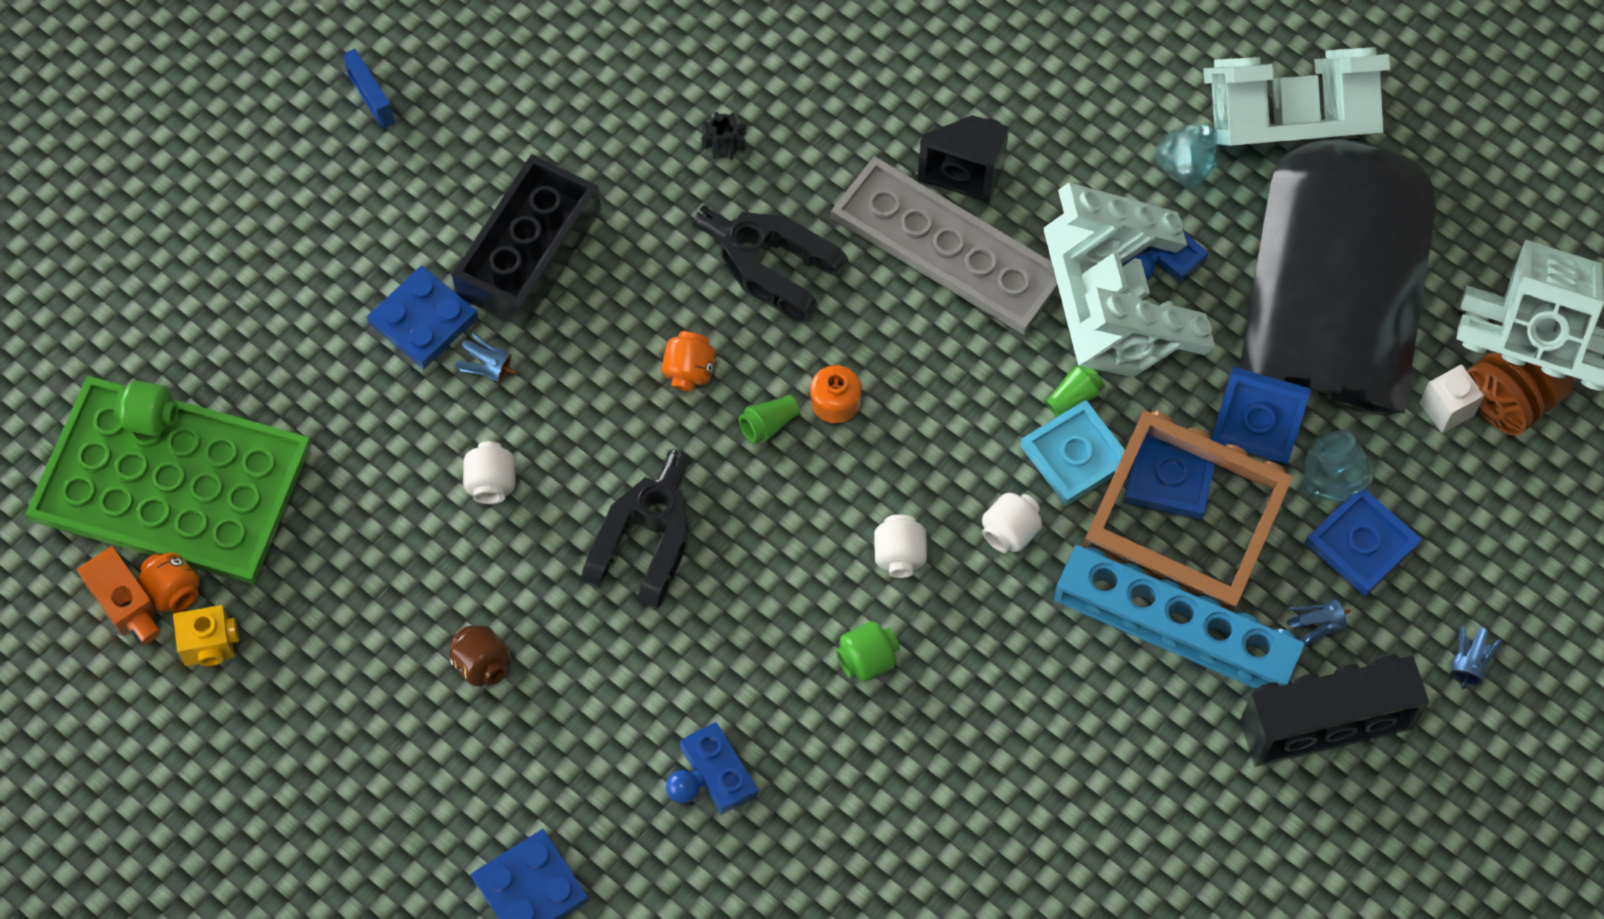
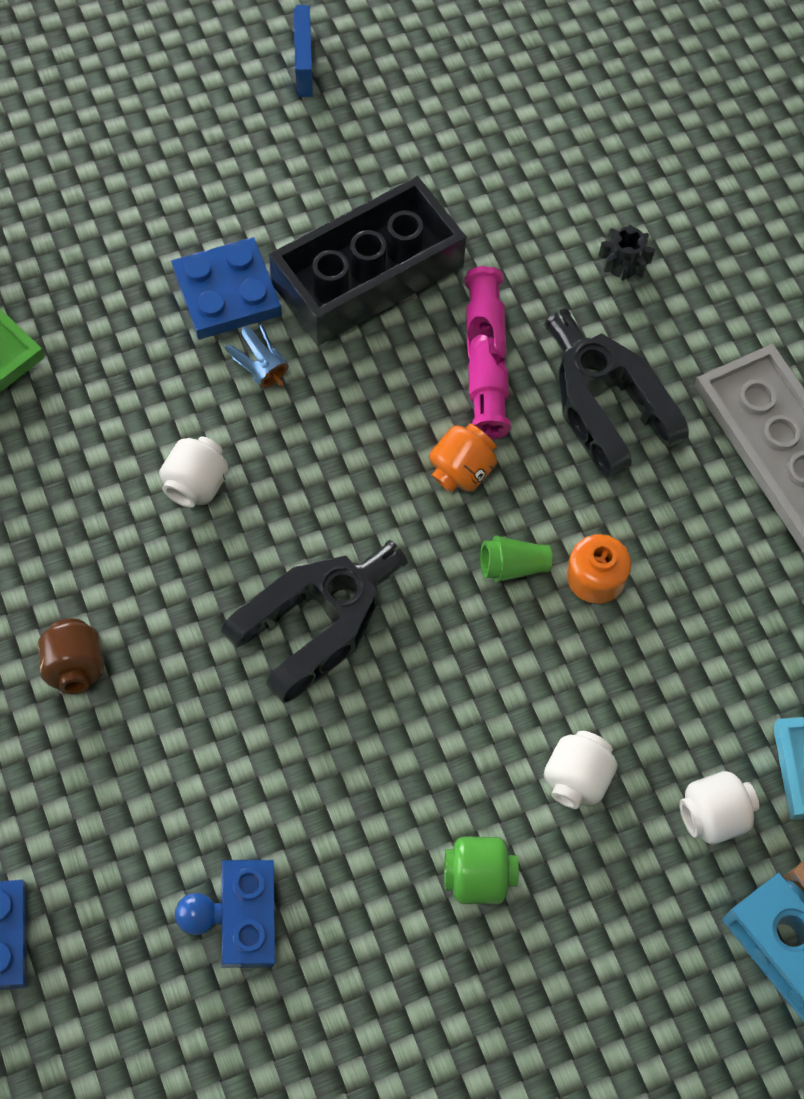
camera: 25 degrees right, 0 degrees up
(669, 286) = (486, 368): none -> dark pink piece

